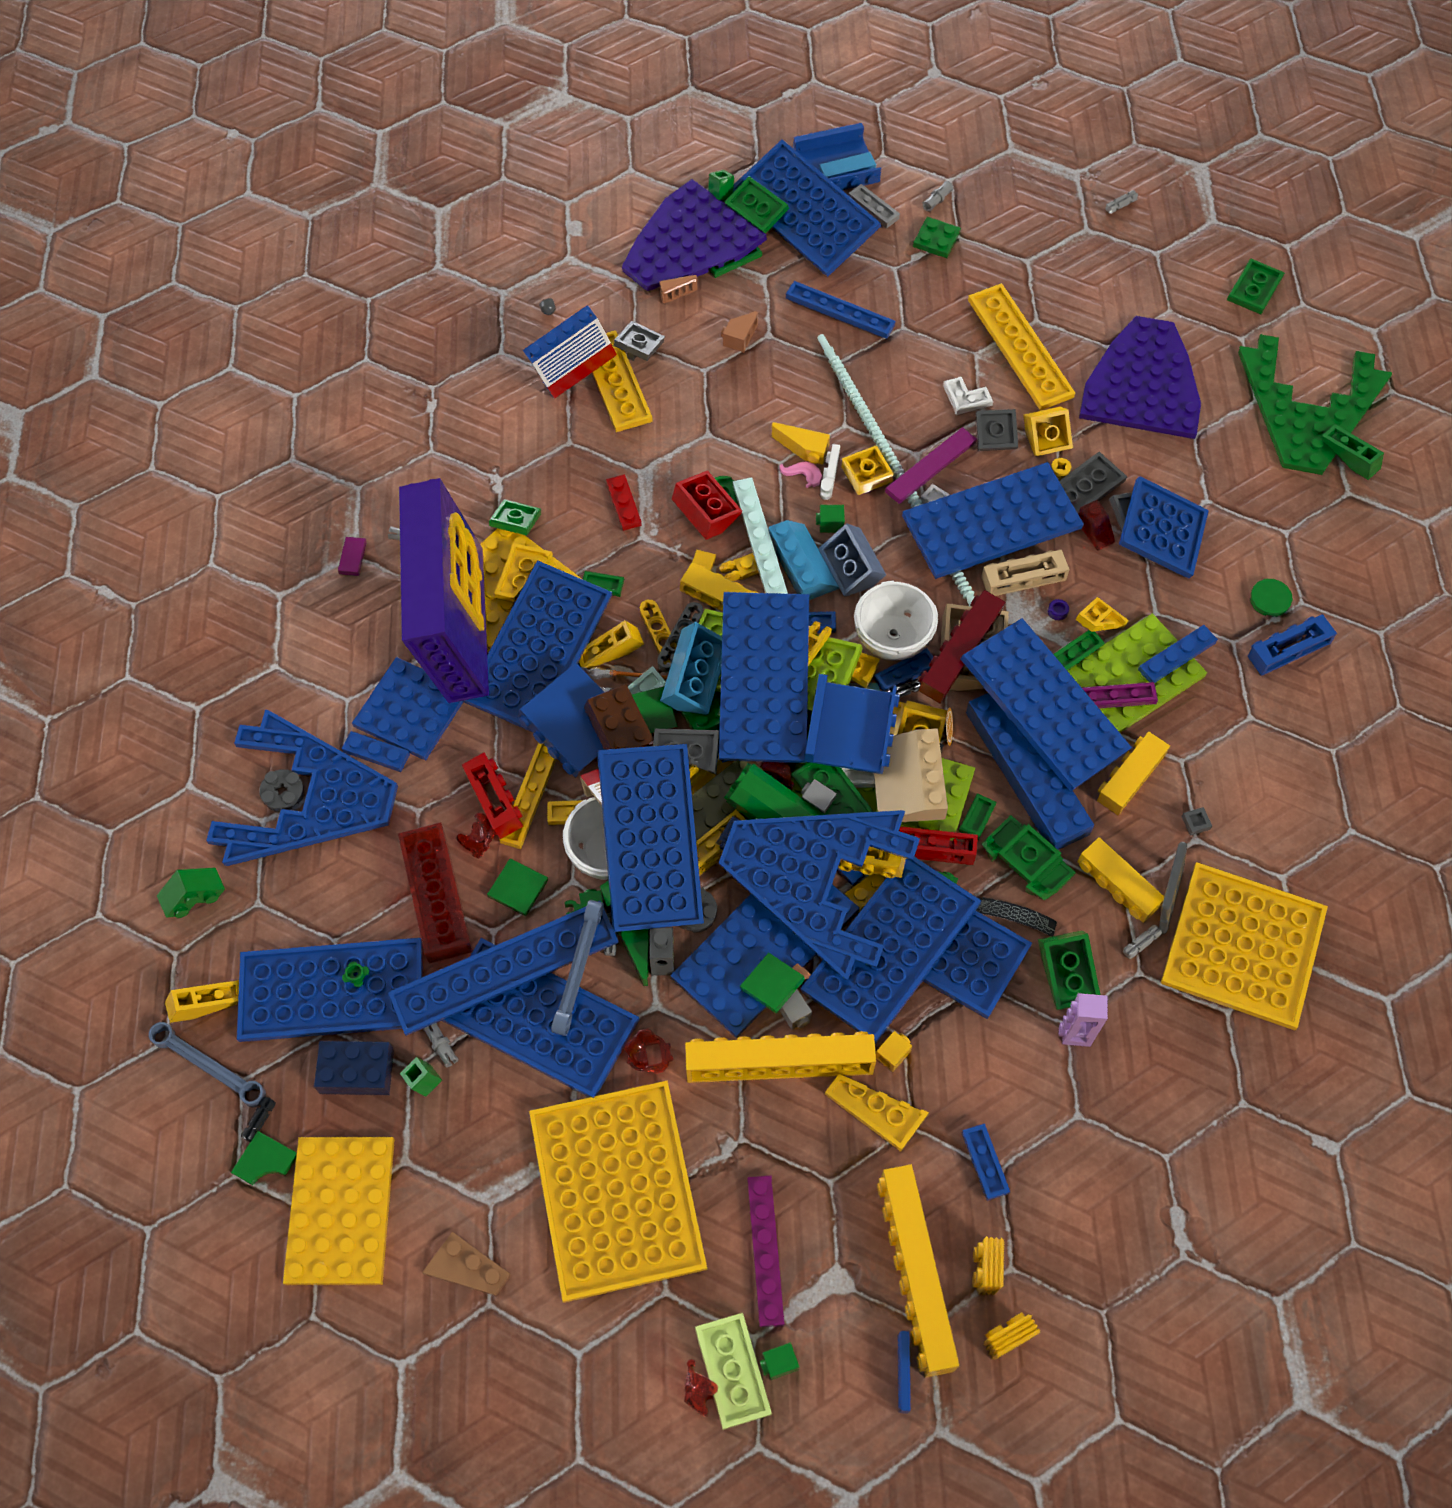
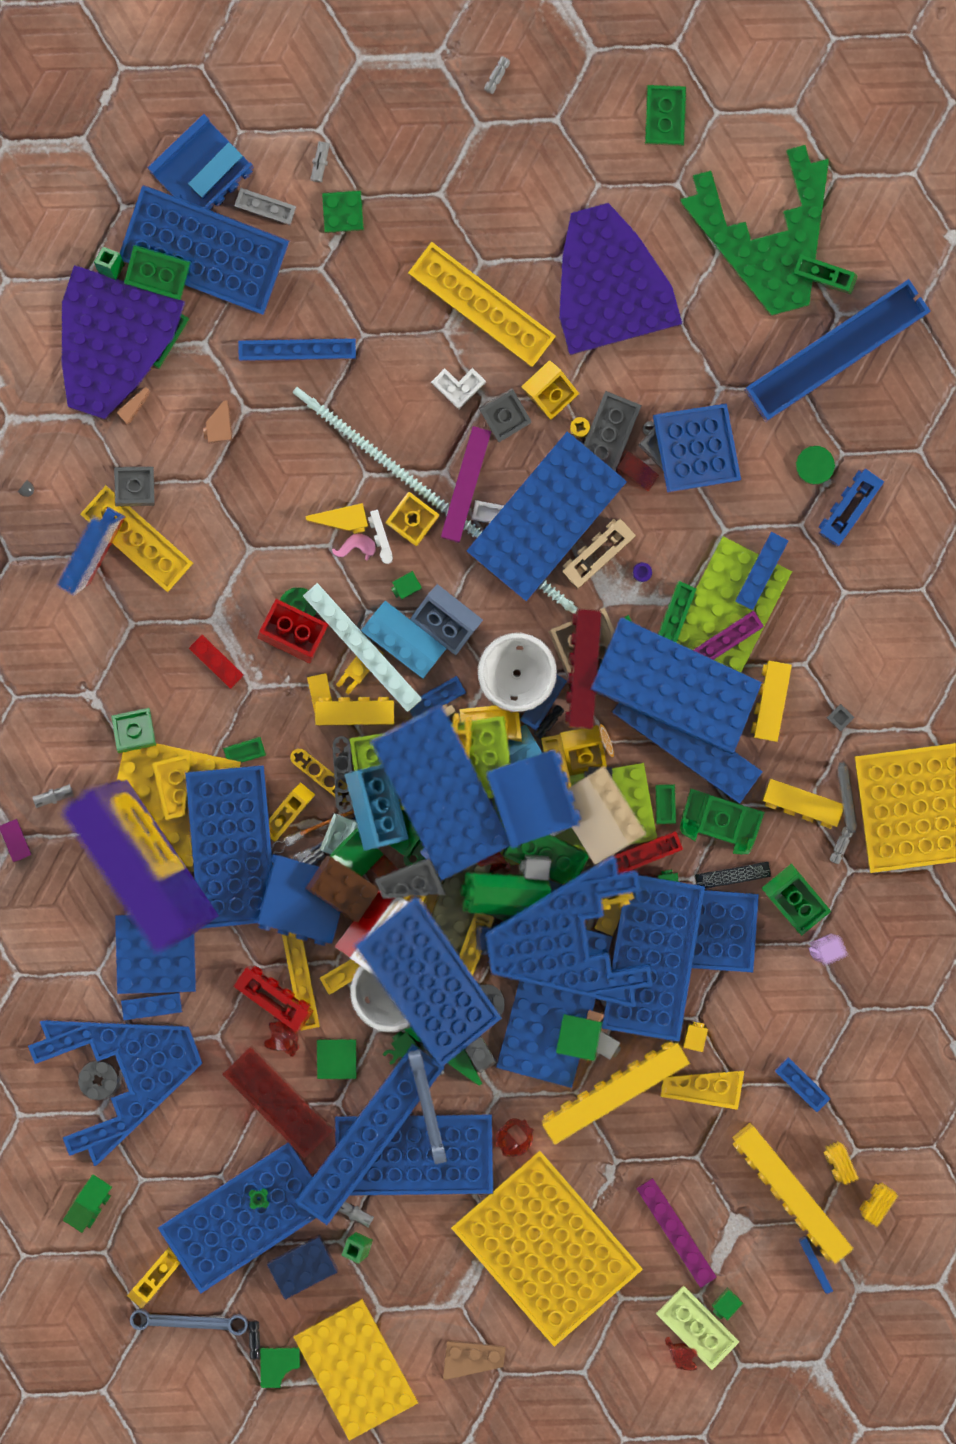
camera: 30 degrees left, 25 degrees up
(1100, 617) = (681, 565): yellow wing -> none
(1336, 511) = (837, 350): none -> blue piece

